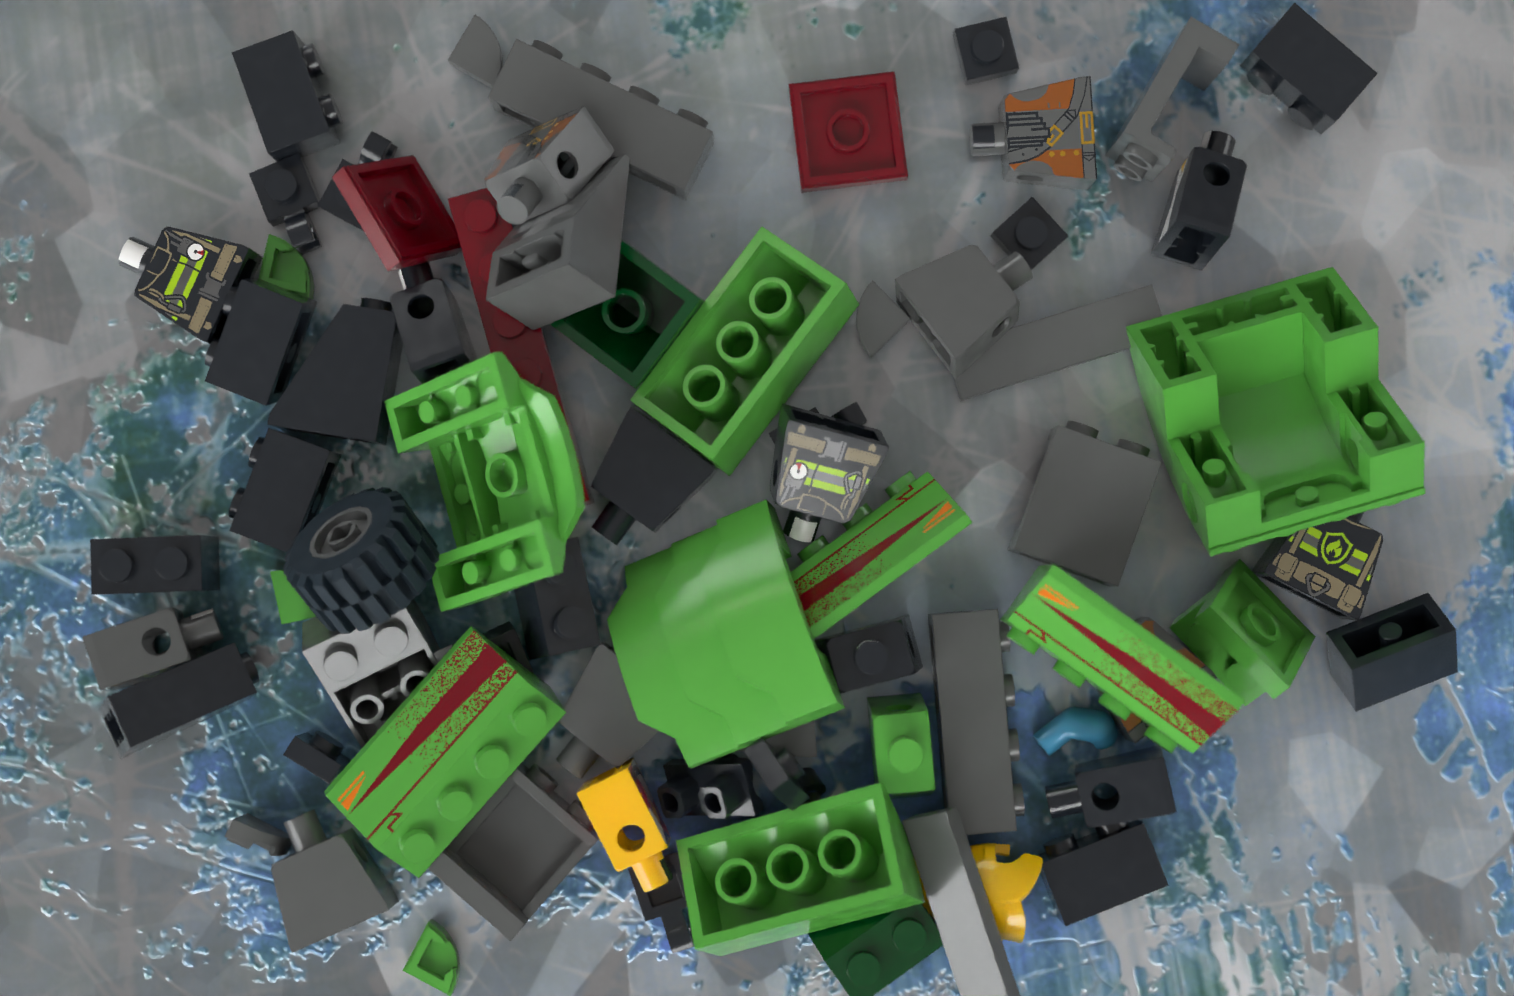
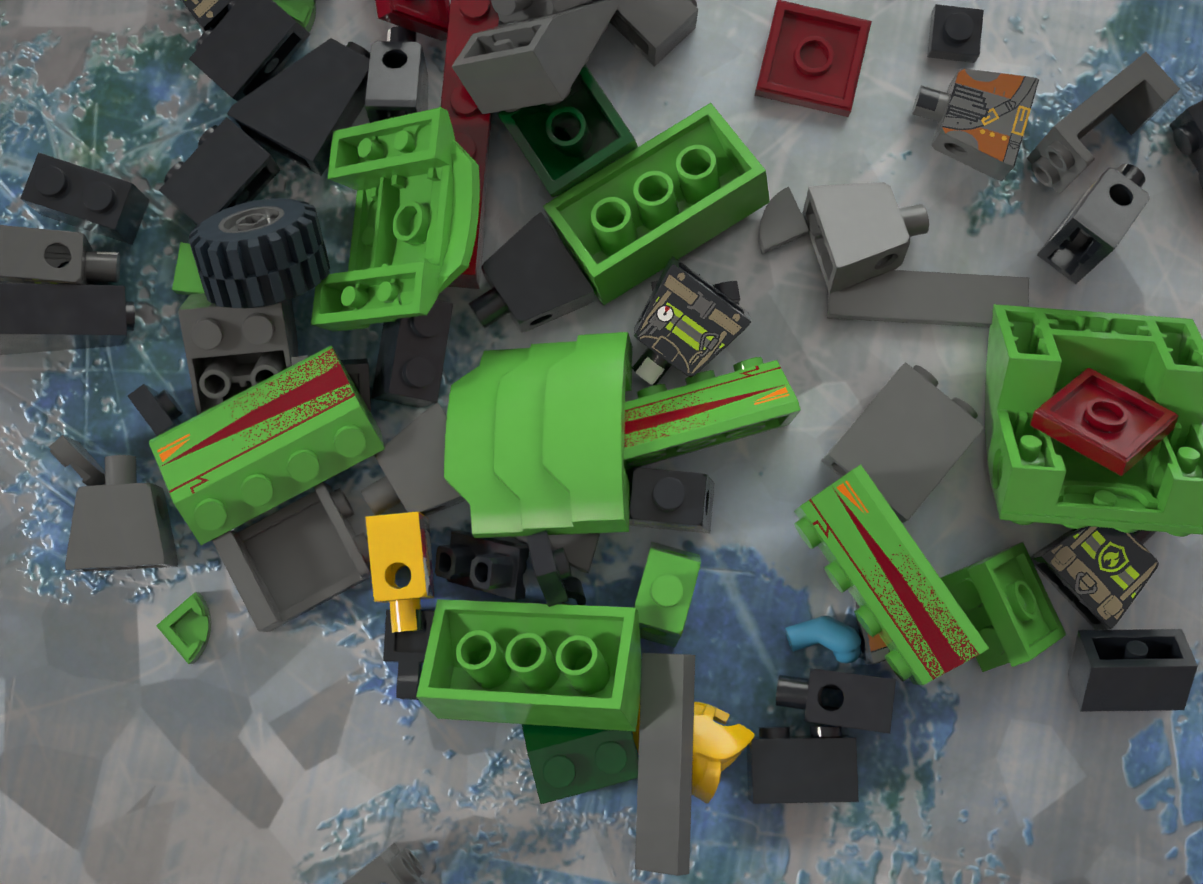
camera: 15 degrees right, 5 degrees down
(973, 719) = (738, 590): dark grey brick -> none
(1030, 233) = (940, 196): black plate -> none
(1279, 415) = (1104, 421): none -> dark red tile

